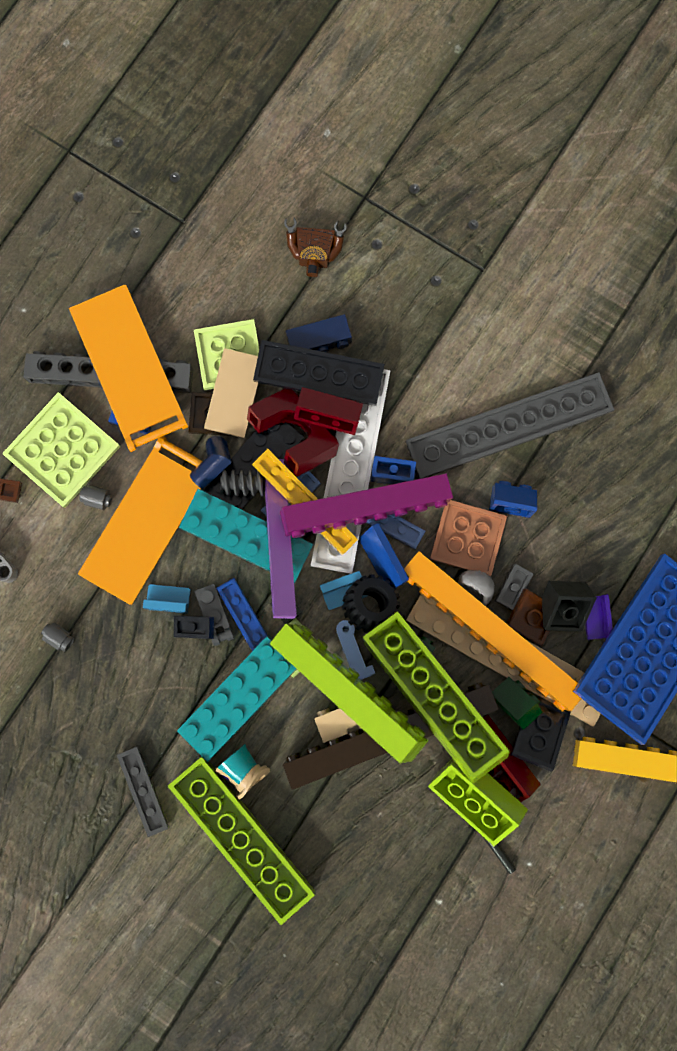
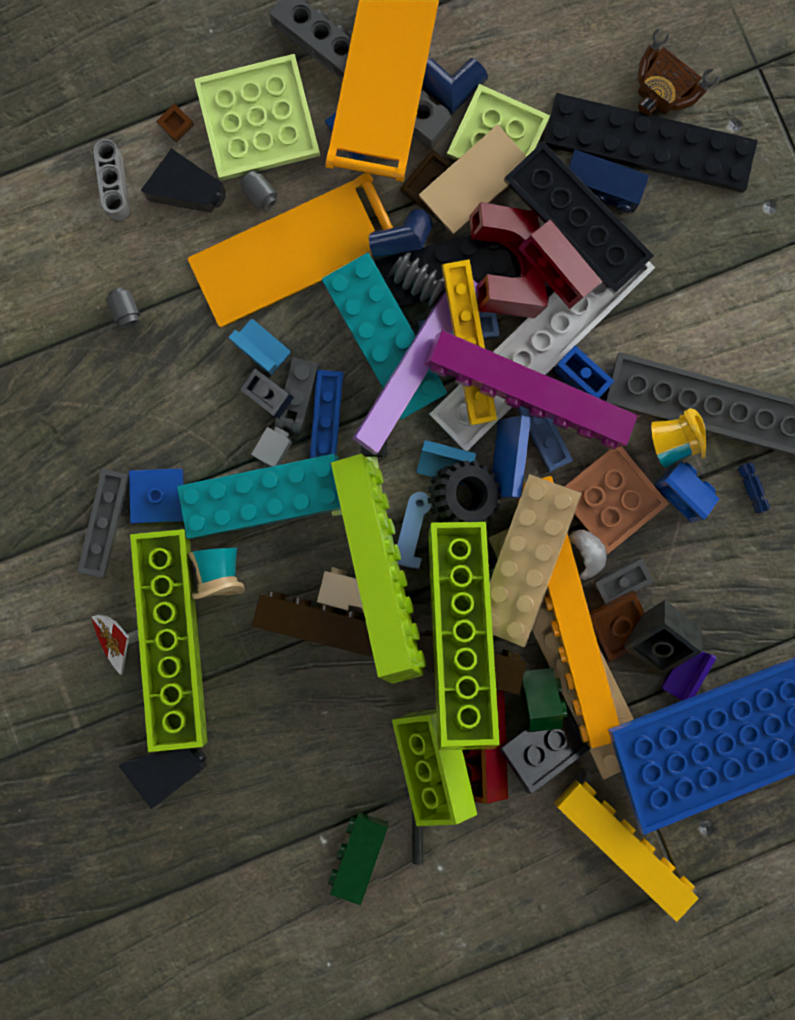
camera: 30 degrees right, 5 degrees up
(43, 527) = (183, 185): none -> black slope
(165, 748) = (155, 495): none -> blue plate
(180, 343) = (455, 89): none -> dark blue brick
(204, 866) = (113, 640): none -> shield
(221, 660) = (272, 446): none -> light grey brick
(300, 932) = (163, 772): none -> black slope
(330, 292) = (651, 142): none -> black plate
(442, 614) = (529, 557): none -> tan plate
(470, 896) = (357, 857): none -> dark green brick
(483, 468) = (679, 438): none -> yellow hat
(554, 467) = (754, 487): none -> dark blue axle

